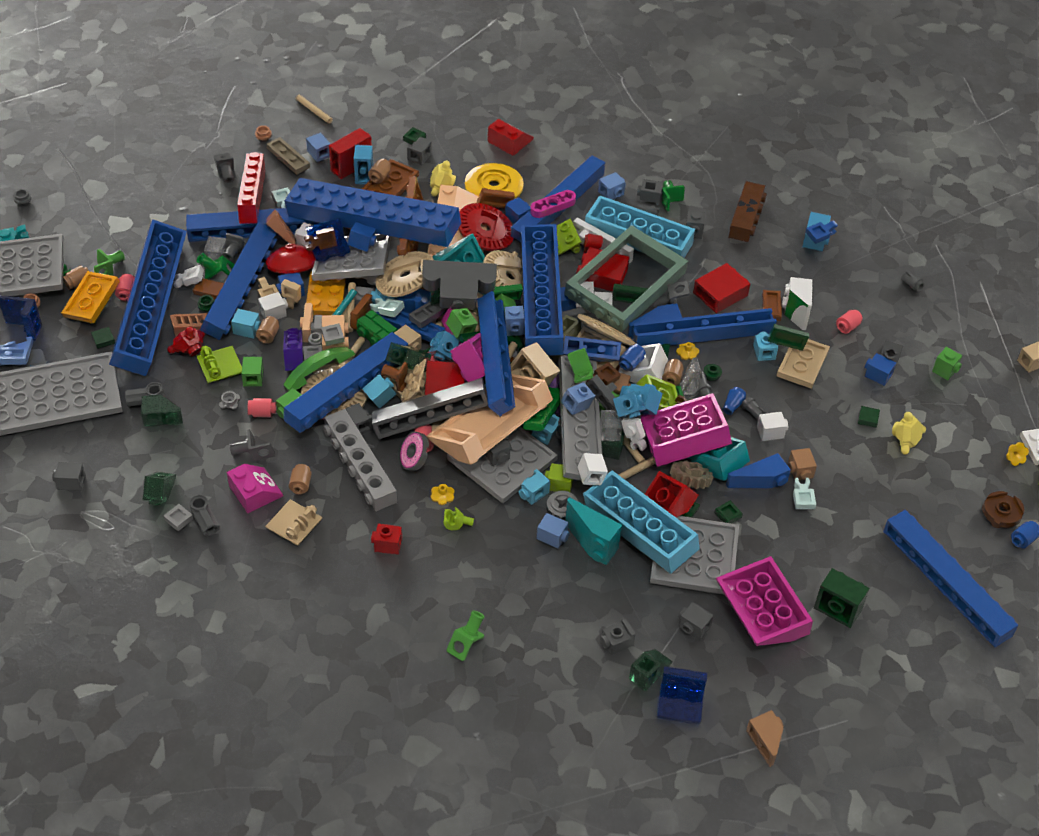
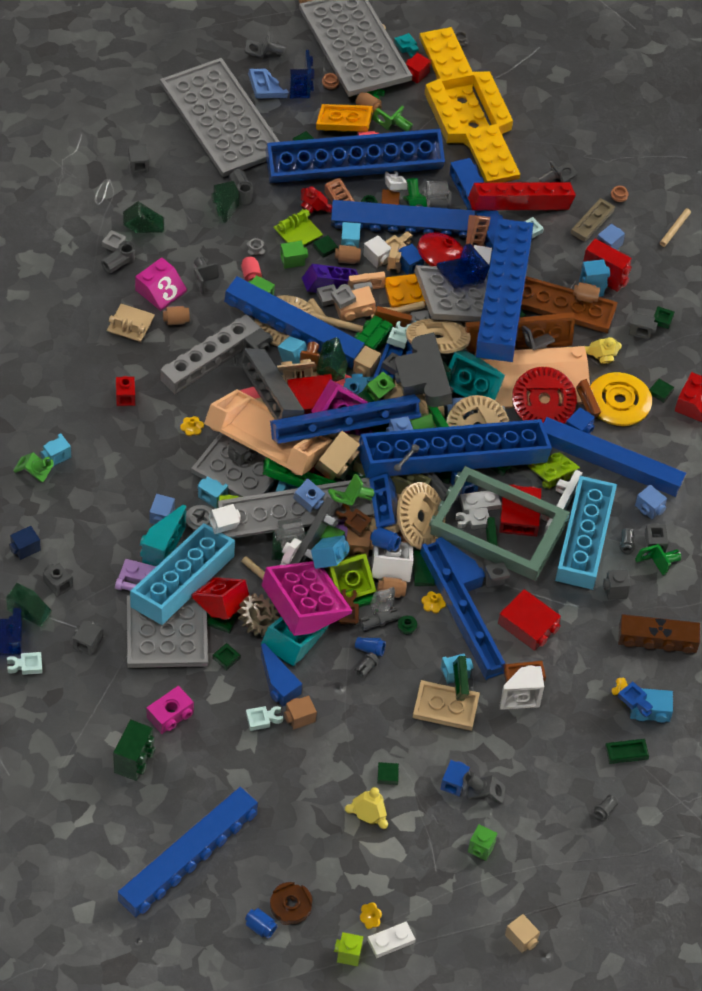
camera: 75 degrees right, 5 degrees up
(45, 227) = (419, 67): none -> red brick
(117, 219) = (457, 81): none -> yellow piece
(247, 347) = (325, 246): none -> dark green tile
(297, 377) = (324, 305): bright green slope -> none
(324, 239) = (462, 262): reddish brown plate -> none
(344, 304) = (393, 303): teal piece -> none
(362, 237) = (474, 290): blue brick -> none
(414, 442) = (225, 389): tile -> none
(451, 612) = (57, 450): none -> medium azure brick
(455, 519) = (161, 437): lime piece -> none
(491, 156) = (661, 390): none -> dark green tile
(542, 207) = (587, 438): dark pink beam -> none
(549, 305) = (414, 449): none -> dark grey hinge
(566, 659) = (25, 543): none -> dark blue brick
(593, 241) = (550, 490): red piece -> none
(620, 565) = (133, 572): none -> lavender plate
(630, 404) = (307, 534): dark azure brick -> none
(719, 679) = (29, 663): none -> light aqua plate
(766, 603) = (114, 687): dark pink slope -> none
(772, 426) = (344, 681): white brick -> none
(799, 246) = (621, 684): none -> yellow plant
(799, 571) = (174, 700): none -> dark pink brick
(849, 321) = (519, 745): coral brick -> none
(856, 258) = (627, 751): none -> dark green tile

